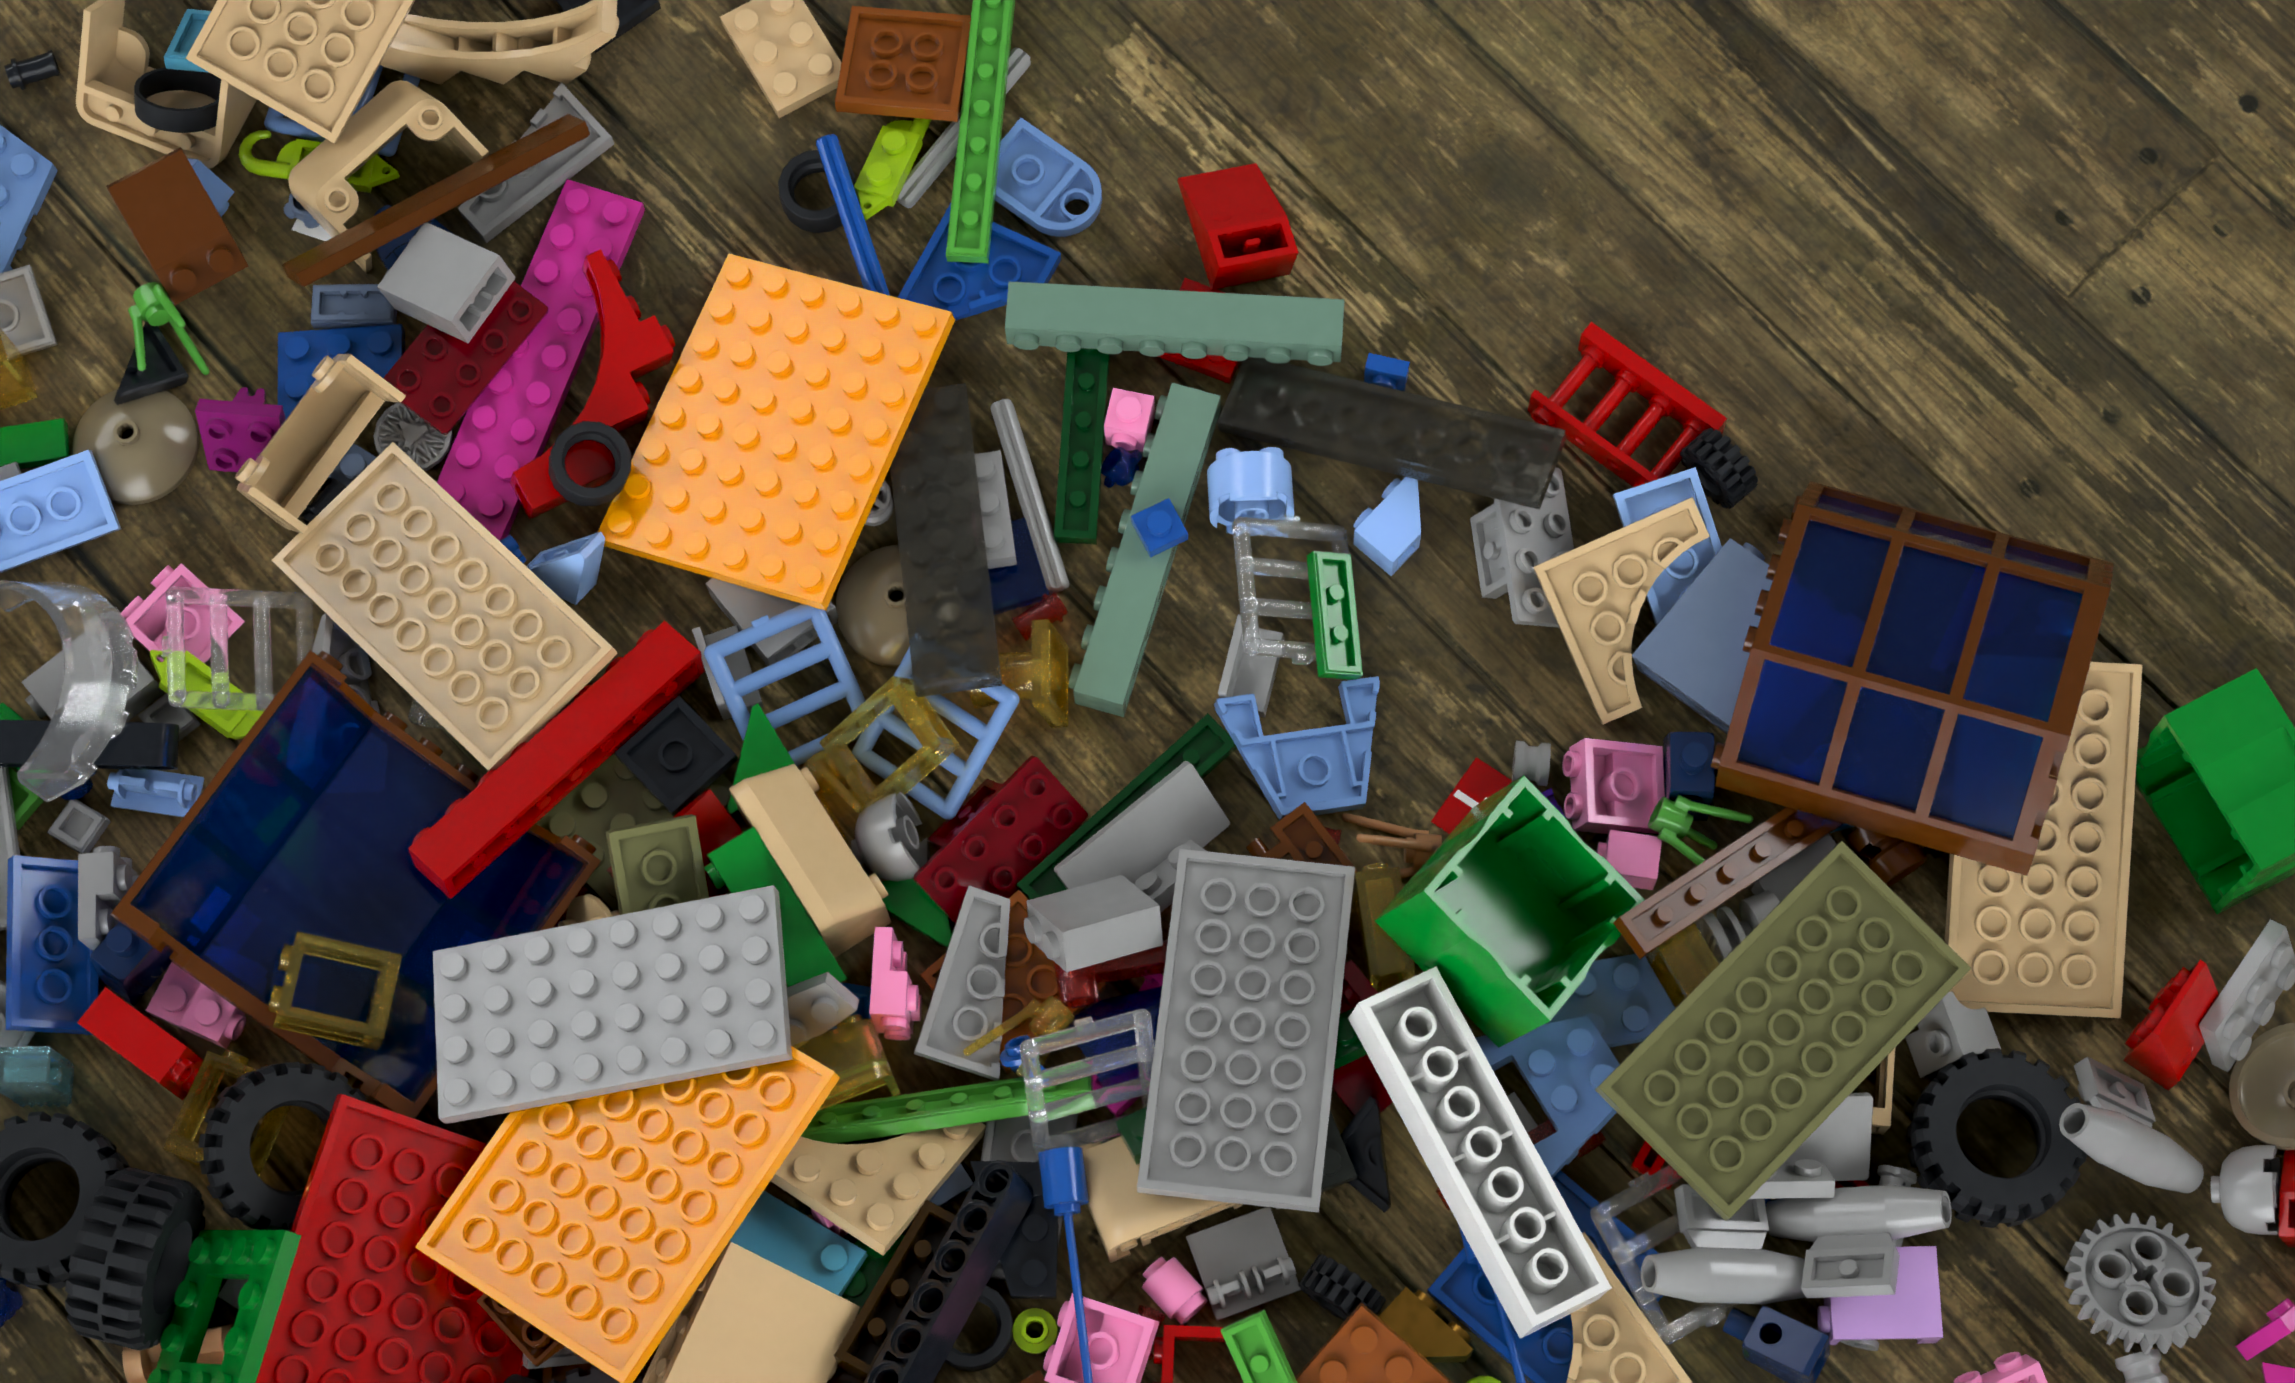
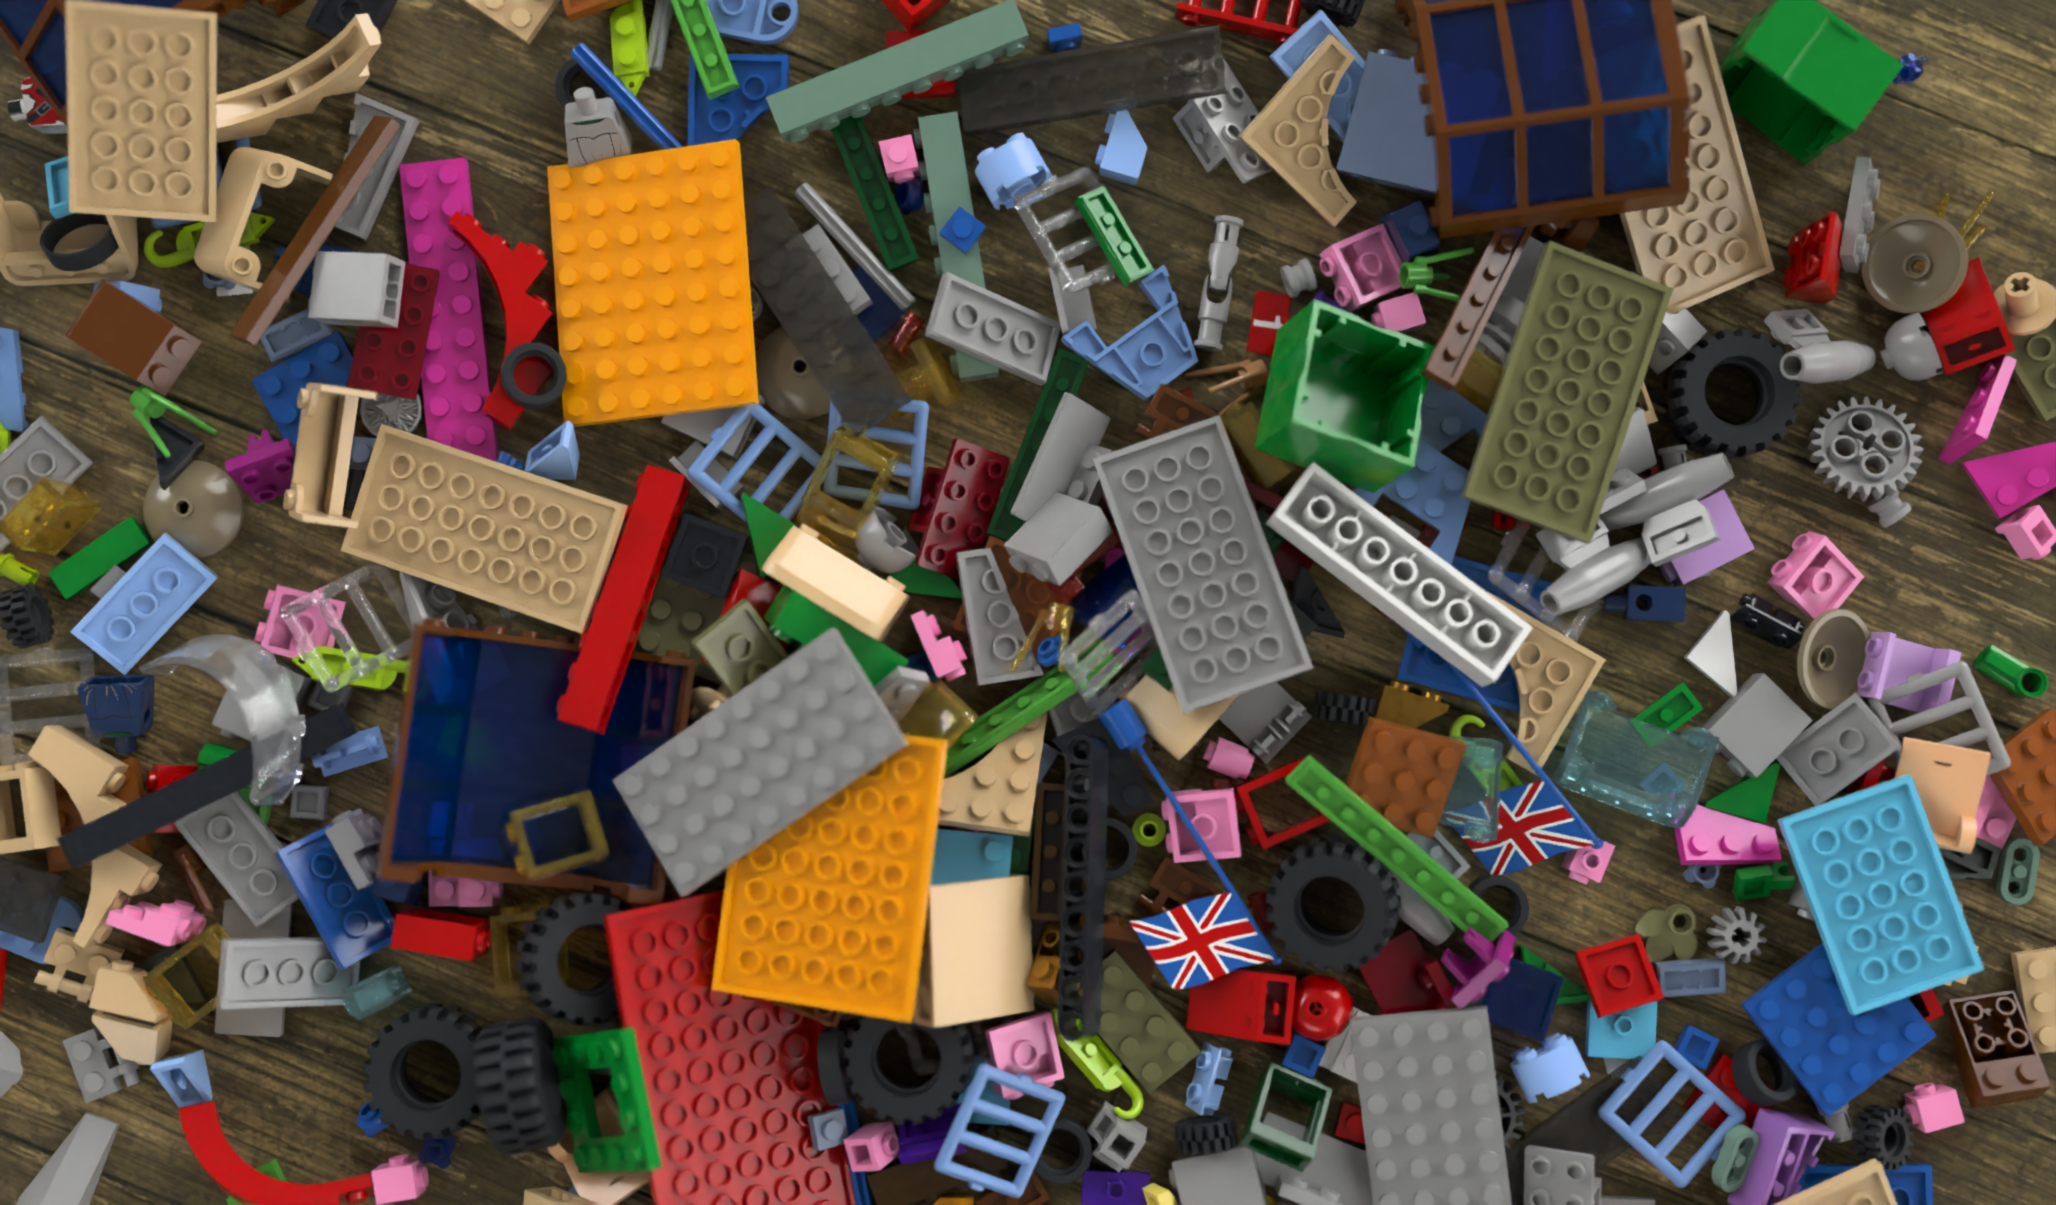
camera: 30 degrees left, 15 degrees up
(801, 234) = (594, 129): none -> light grey torso
(1139, 653) = (993, 329): none -> light grey tile
(1448, 705) = (1222, 260): none -> light grey piece

